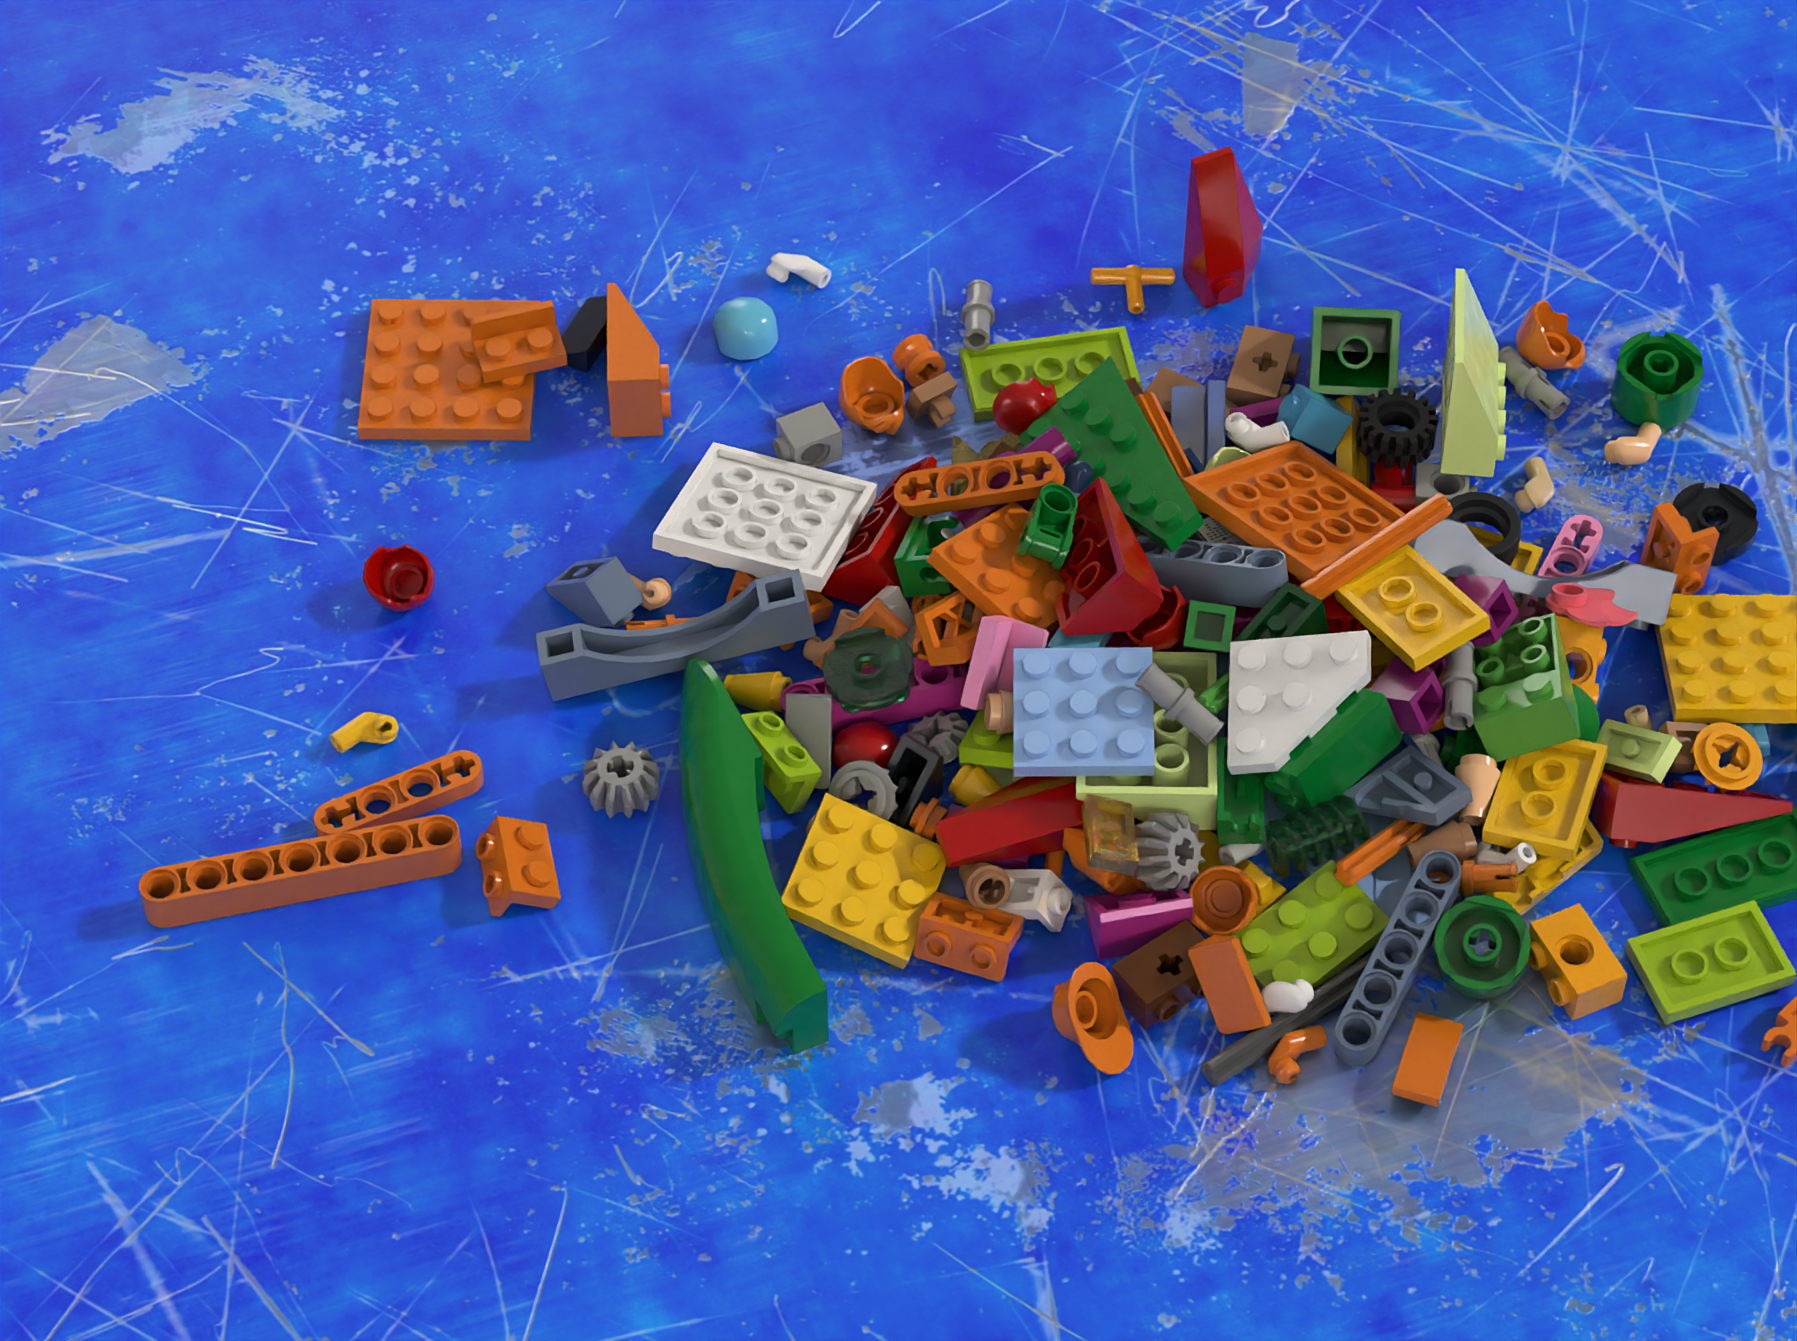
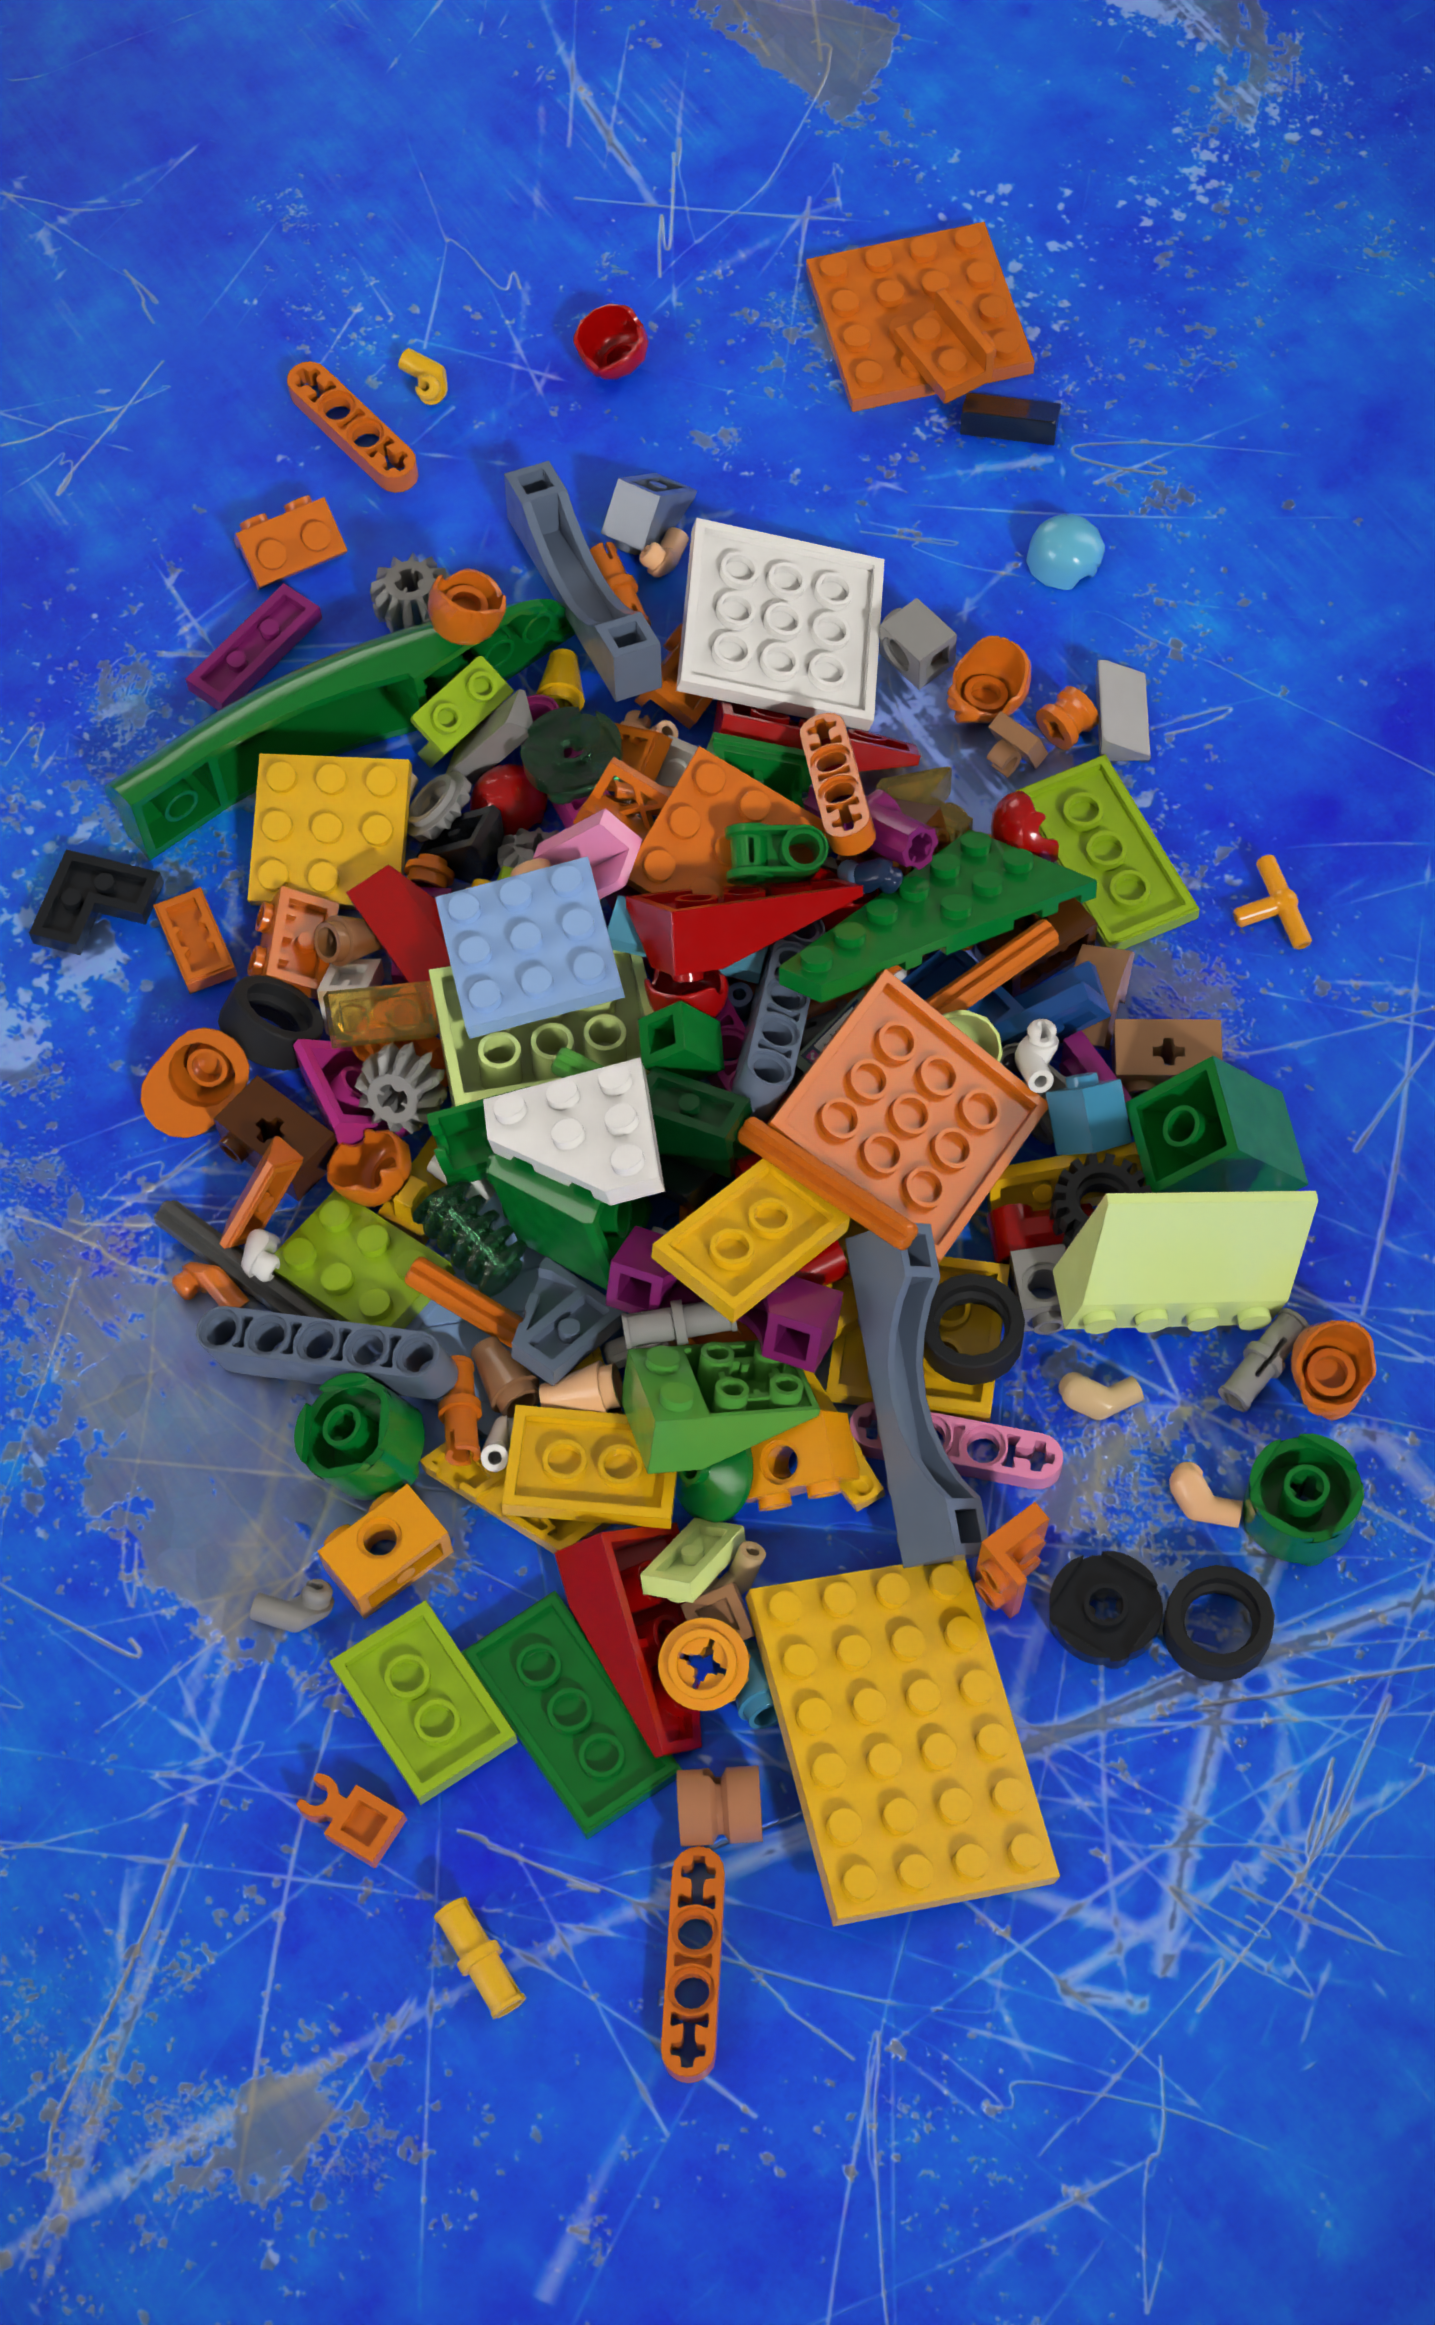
camera: 80 degrees right, 10 degrees up
(279, 866) = (239, 373): orange beam -> none
(632, 912) = (254, 648): none -> magenta plate
(634, 372) = (947, 448): orange slope -> none
(720, 690) = (466, 606): none -> orange hair
(801, 266) = (1177, 576): white arm -> none
(858, 1085) = (85, 888): none -> black plate
(895, 326) = (1122, 712): none -> light grey slope
(938, 1007) = (195, 940): none -> orange plate
(978, 315) = (1155, 757): light grey pin -> none
(1056, 948) = (278, 1003): none -> black tyre
(1179, 703) = (546, 1028): light grey pin -> none
(1221, 229) = (1334, 957): red wedge -> none
(1427, 1059) = (226, 1418): orange slope -> none
(1587, 605) = (856, 1454): coral plate -> none
(1611, 1038) = (297, 1614): none -> light grey arm
(1747, 435) = (1227, 1582): none -> black tyre

